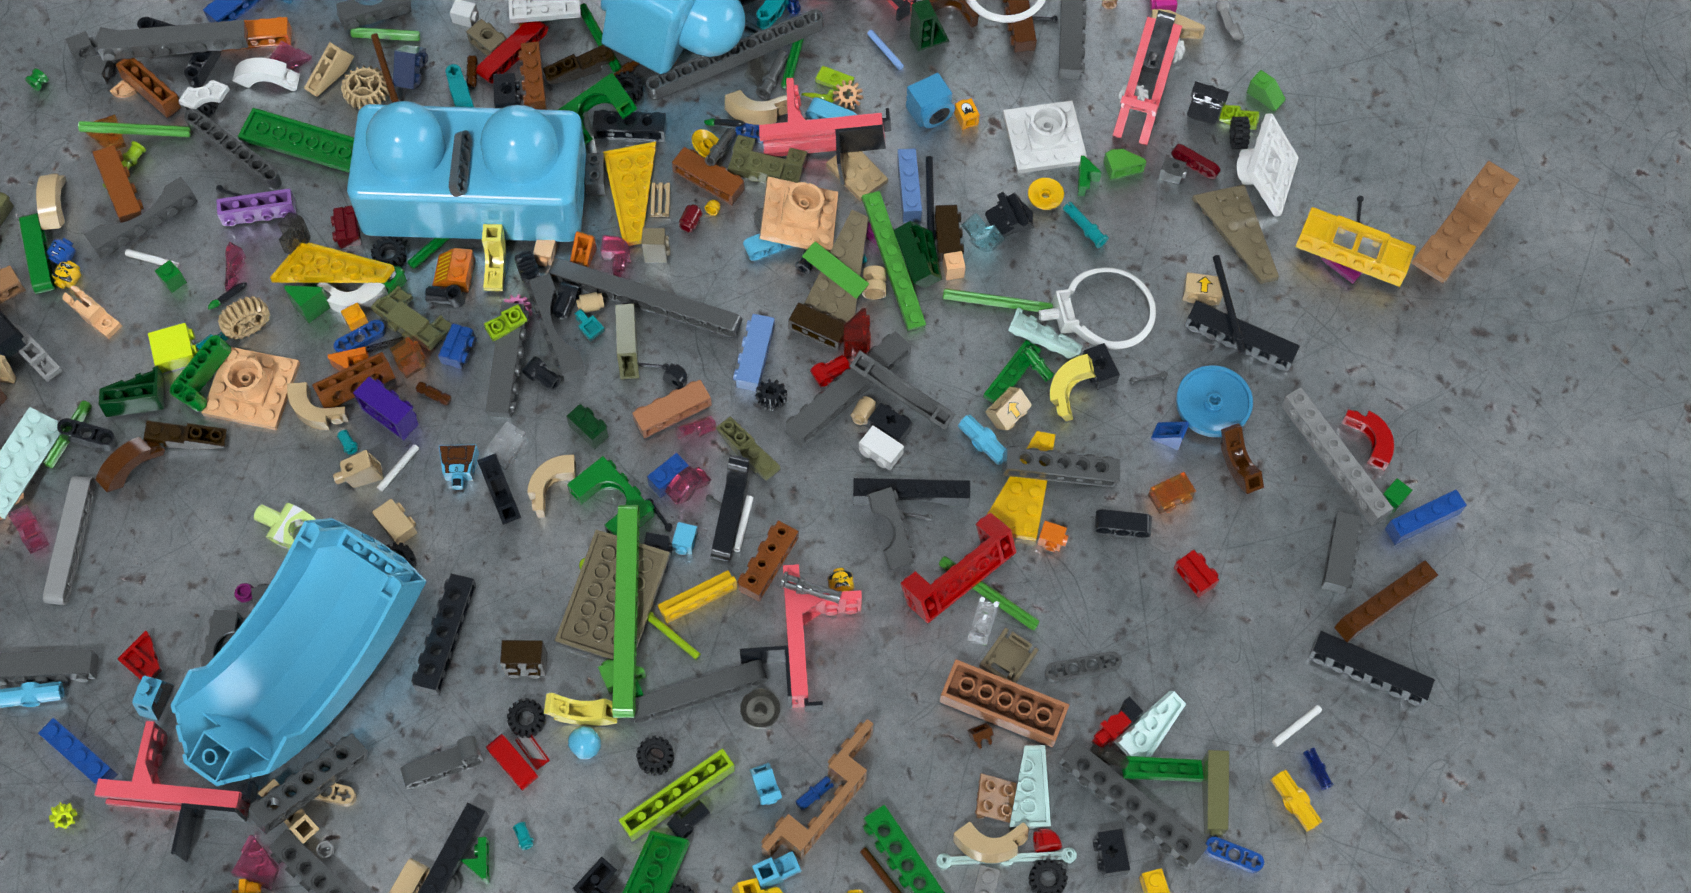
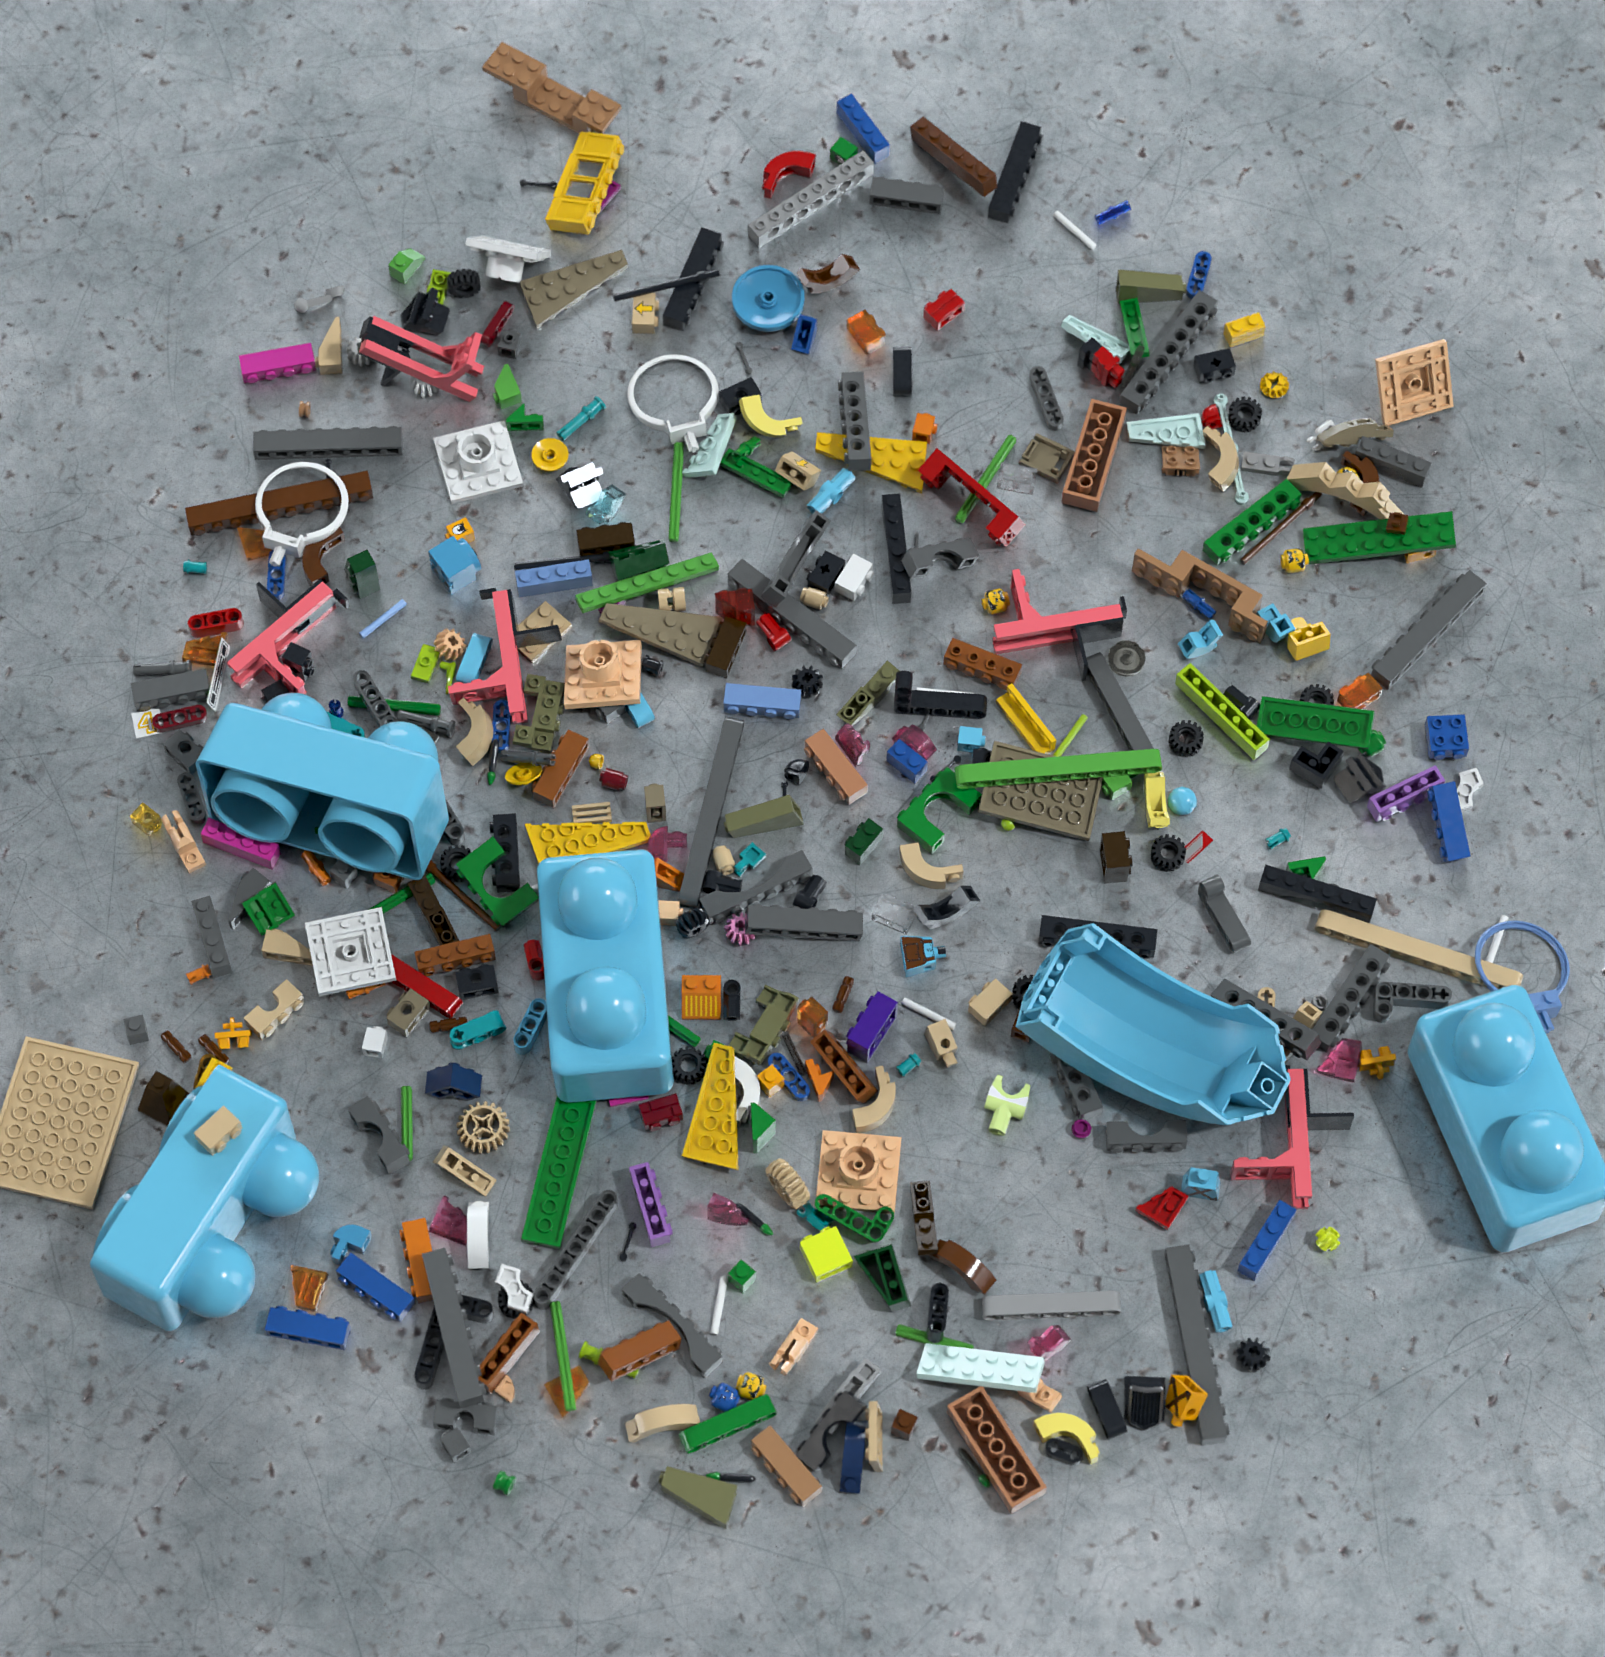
camera: 95 degrees left, 0 degrees up
(294, 232) = (672, 1156): clear smoke brick -> none
(384, 67) = (513, 1086): reddish brown bar -> none
(457, 346) = (789, 978): blue brick -> none
(459, 180) = (624, 952): dark grey beam -> none
(495, 257) = (688, 956): light yellow arch -> none
(505, 323) = (771, 918): lime slope -> none
(512, 762) = (1212, 857): red beam -> none
(801, 582) = (1018, 616): dark grey pin -> none
(835, 270) = (666, 631): bright green sticker -> none
(953, 265) = (643, 530): light nougat brick -> none
(979, 733) = (1123, 474): reddish brown tile -> none
(1296, 800) = (1144, 228): yellow piece -> none

